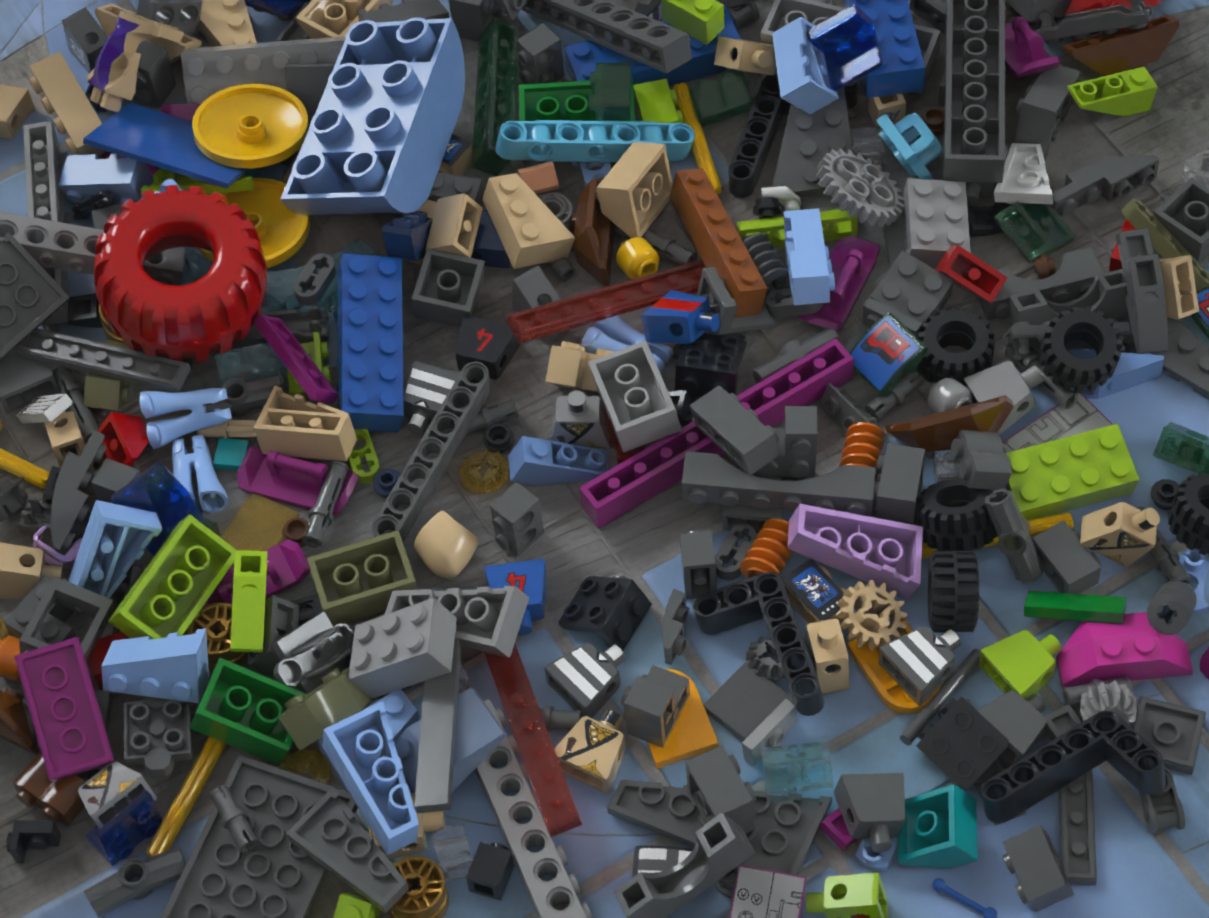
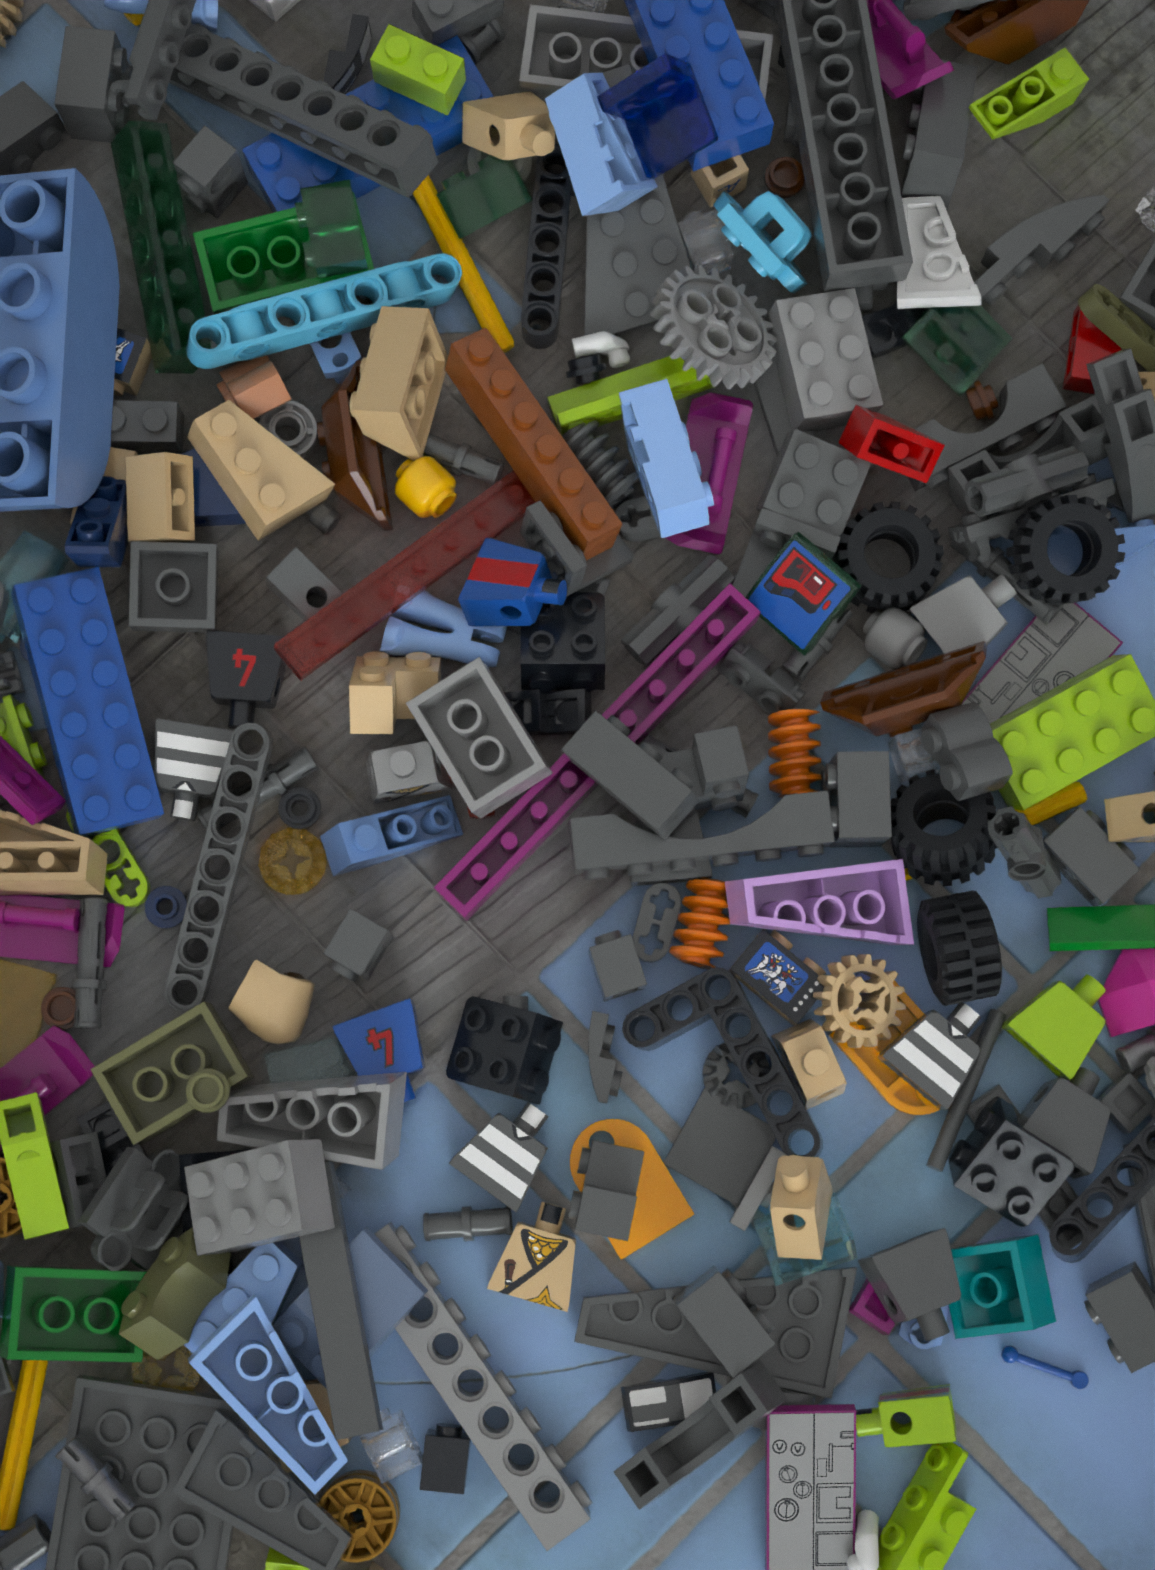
camera: 20 degrees left, 25 degrees up
(385, 580) = (207, 1090): none -> olive plate
(534, 743) = (464, 1282): clear red tile -> none
(656, 102) = (395, 226): lime brick -> none
(795, 725) = (801, 1190): none -> tan torso
(1057, 299) = (1026, 481): none -> dark grey piece

